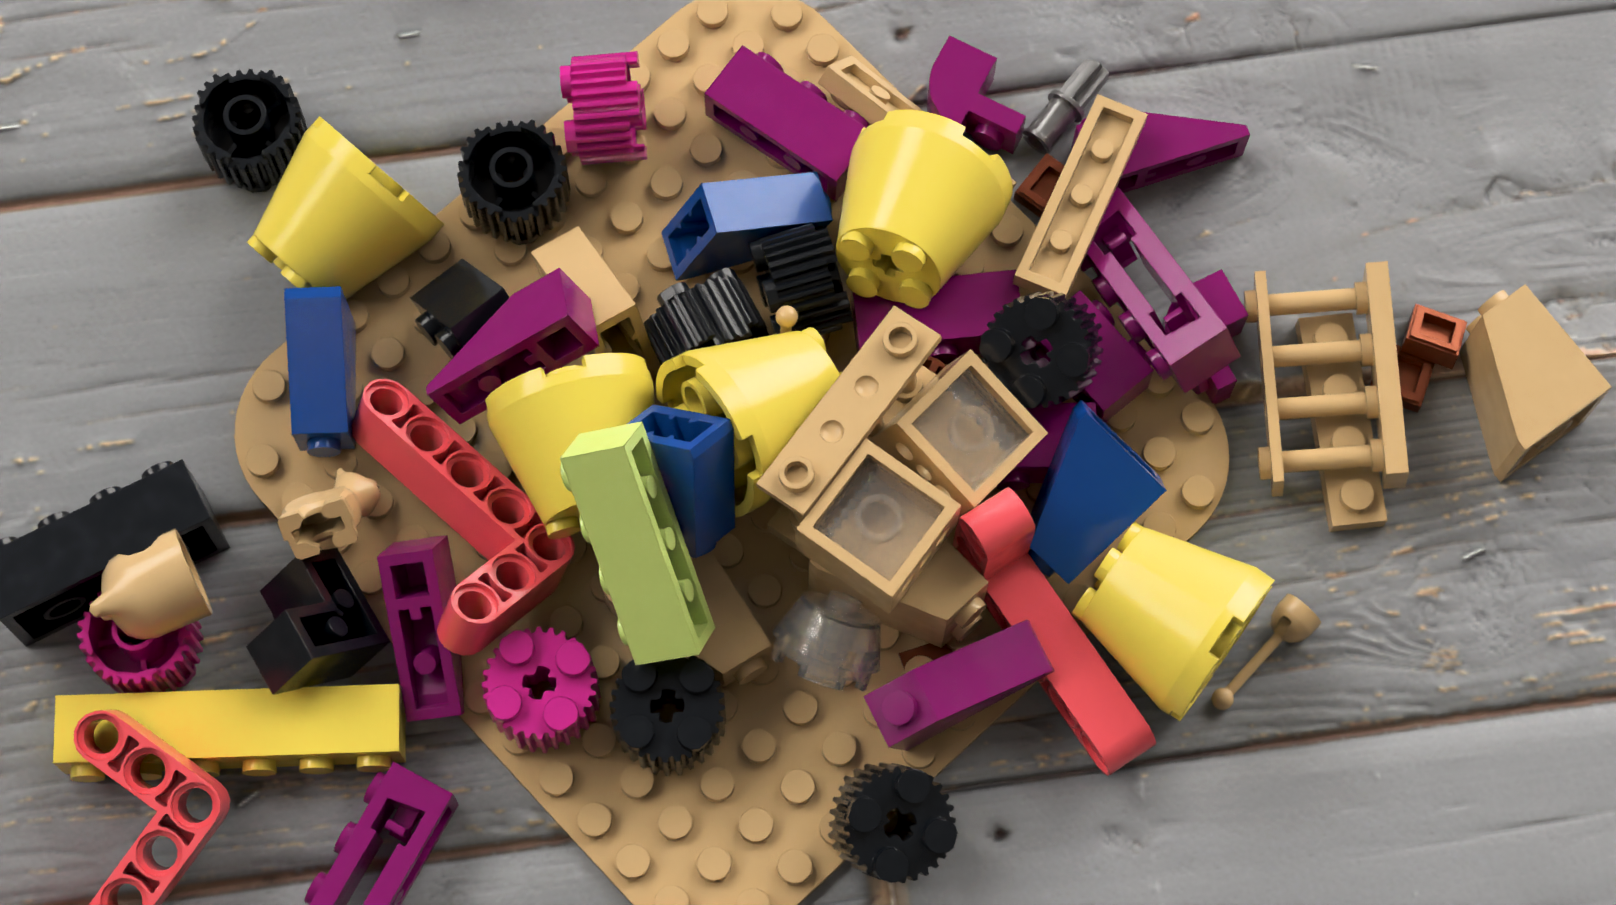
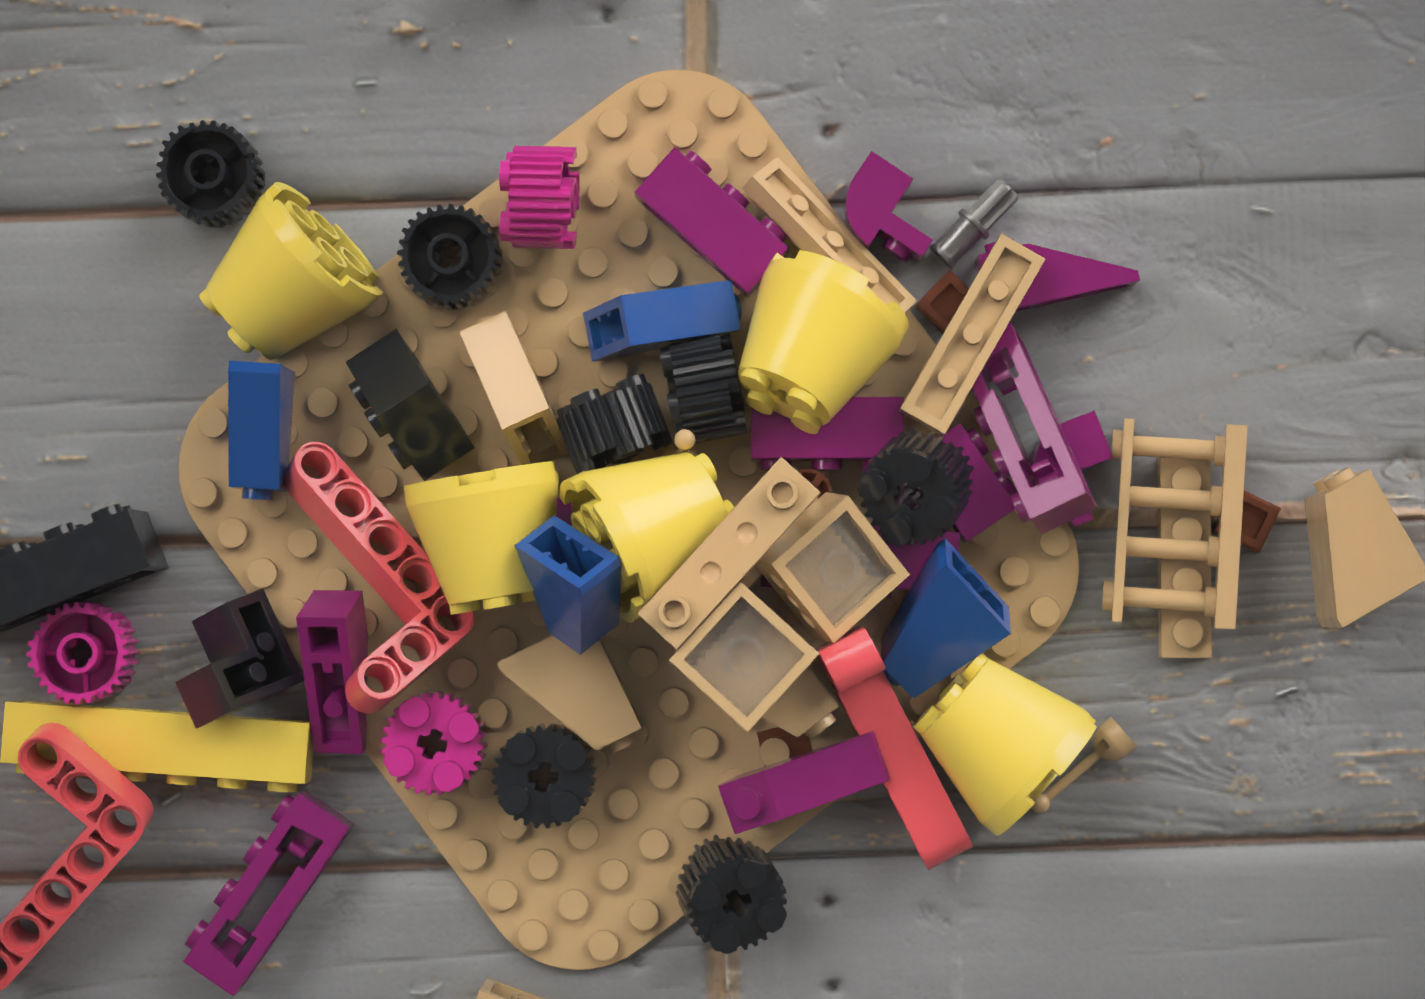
camera: 10 degrees right, 15 degrees up
(152, 590) = (95, 631): tan piece -> none
(328, 514) = (255, 566): tan animal -> none
(535, 328) = (440, 436): magenta slope -> none
(637, 543) = (527, 646): yellowish green brick -> none
(830, 639) = (691, 734): clear cone -> none
(1433, 336) = (1282, 487): copper tile -> none

